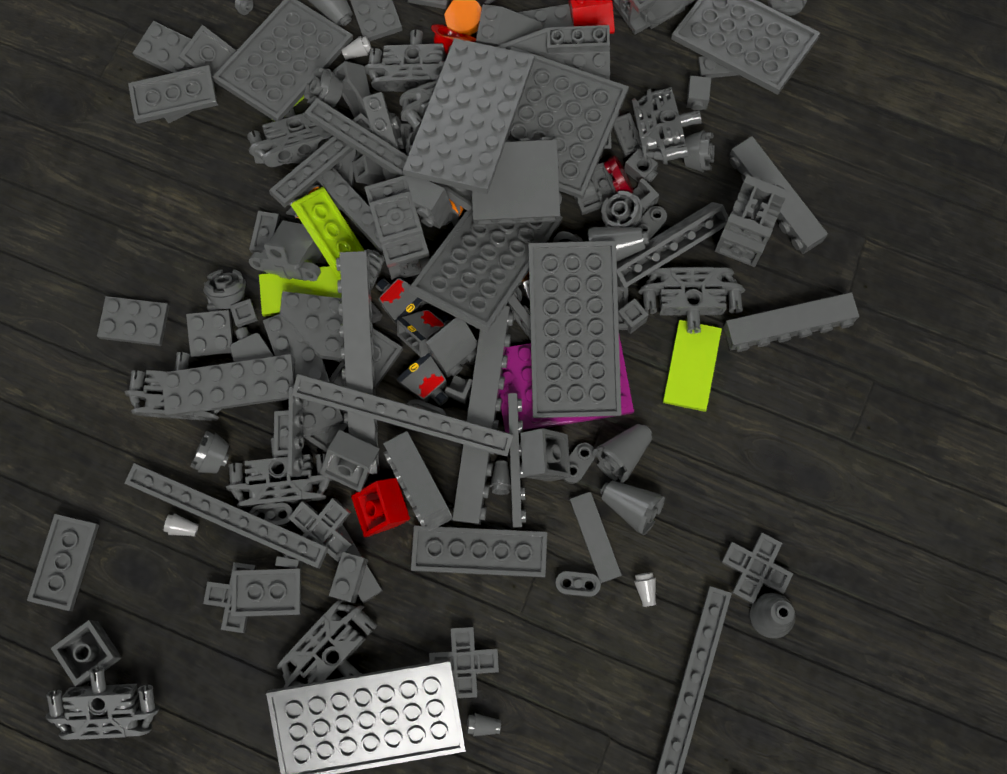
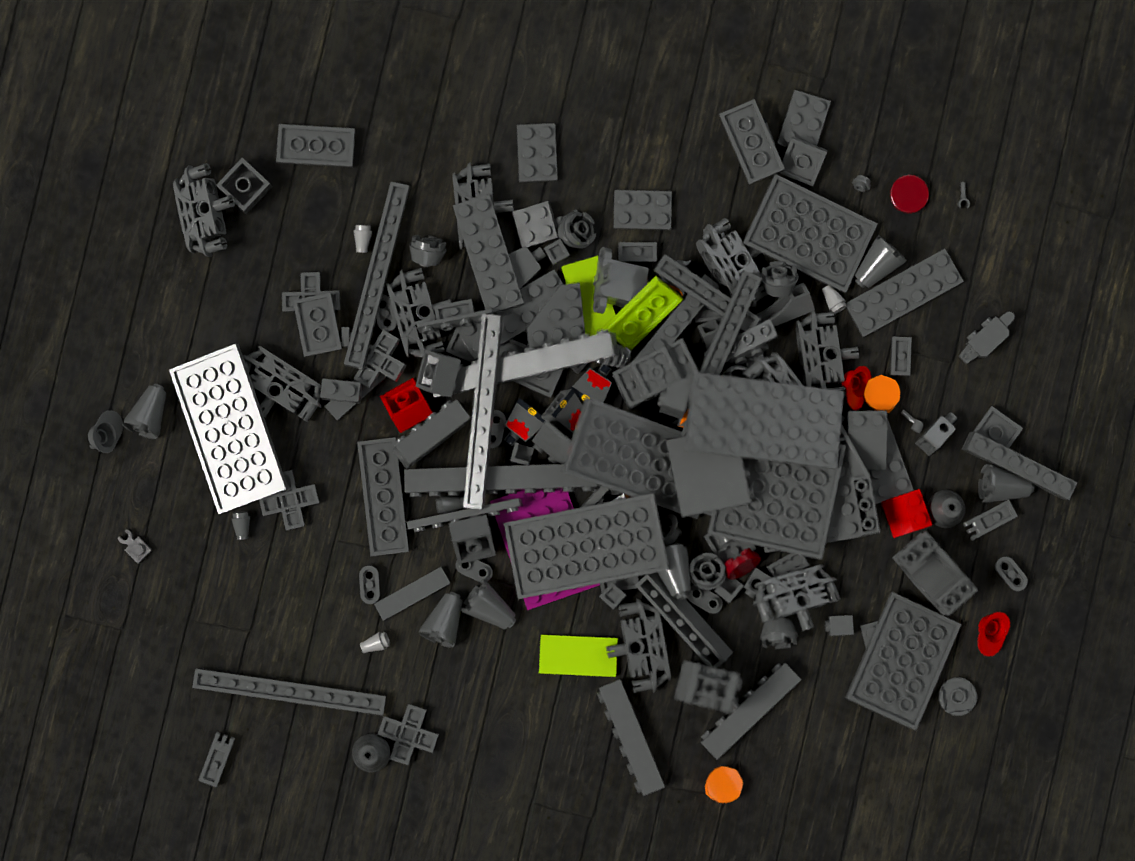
camera: 80 degrees right, 10 degrees up
(221, 222) = (642, 210): none -> dark grey plate
(854, 234) = (723, 784): none -> orange hat

